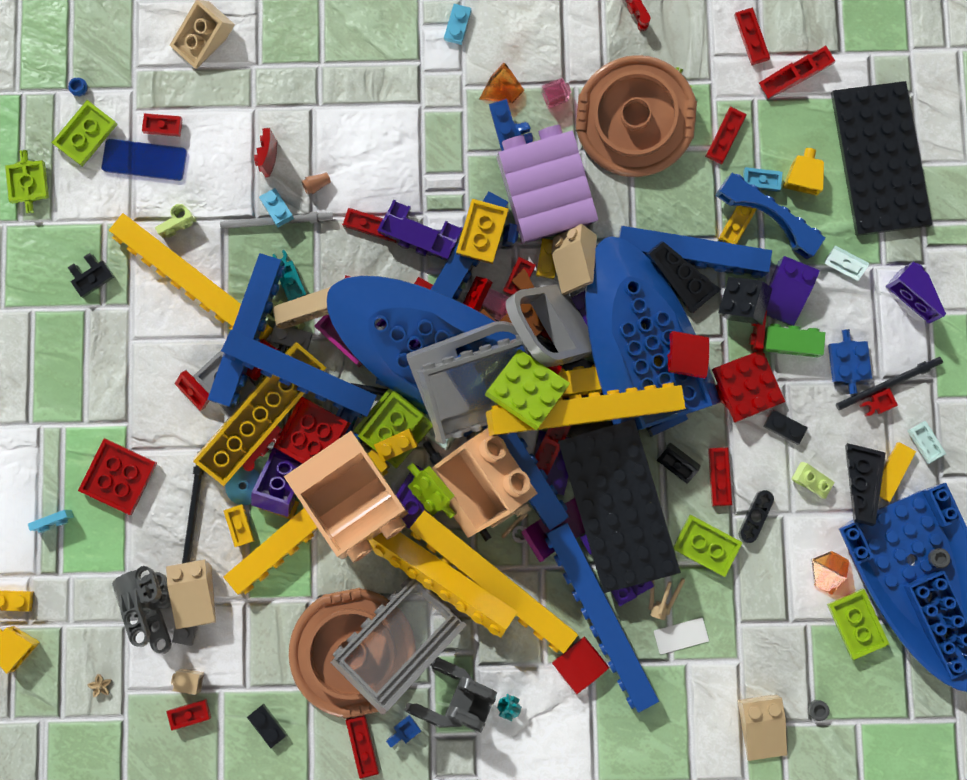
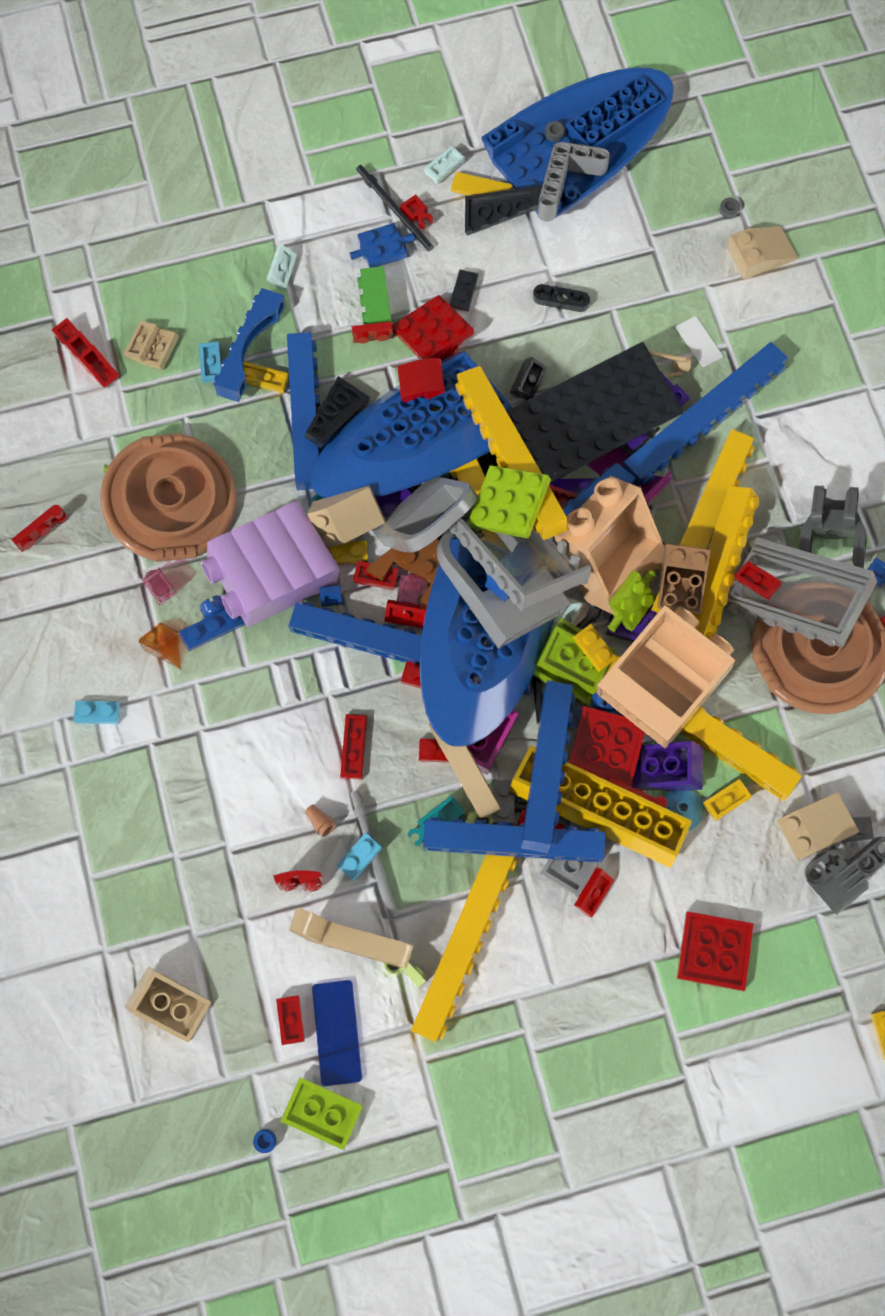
camera: 105 degrees left, 10 degrees down
(26, 181) = (398, 1168): lime plate -> none
(59, 518) = (793, 1020): medium azure plate -> none
(92, 278) = (497, 1050): black plate -> none
(198, 472) = (682, 862): black bar -> none
(207, 181) = (350, 940): none -> tan beam
(418, 236) = (357, 686): dark purple bracket -> none
(418, 609) = (758, 580): none -> red plate
(438, 542) = (683, 577): none -> medium nougat slope
(482, 231) = (336, 617): yellow plate -> none
(509, 707) = (826, 474): teal gear -> none
(580, 665) = (759, 422): red slope -> none
(707, 545) = (603, 333): lime plate -> none
(720, 476) = (531, 339): red tile -> none
(726, 135) = (168, 408): red tile -> none
(745, 300) = (346, 347): black brick -> none
(752, 36) = (52, 405): red tile -> none
(790, 289) = (323, 313): dark purple slope -> none
(792, 131) = (151, 345): none -> tan slope
(806, 174) = (195, 322): yellow torso -> none
(812, 479) = (510, 255): yellowish green plate -> none
(829, 571) = (595, 220): clear orange slope -> none
(858, 624) = (637, 189): lime plate -> none
(881, 158) = (161, 259): black plate -> none
(903, 555) = (568, 158): none -> light grey beam
(917, 291) = (296, 196): dark purple slope -> none

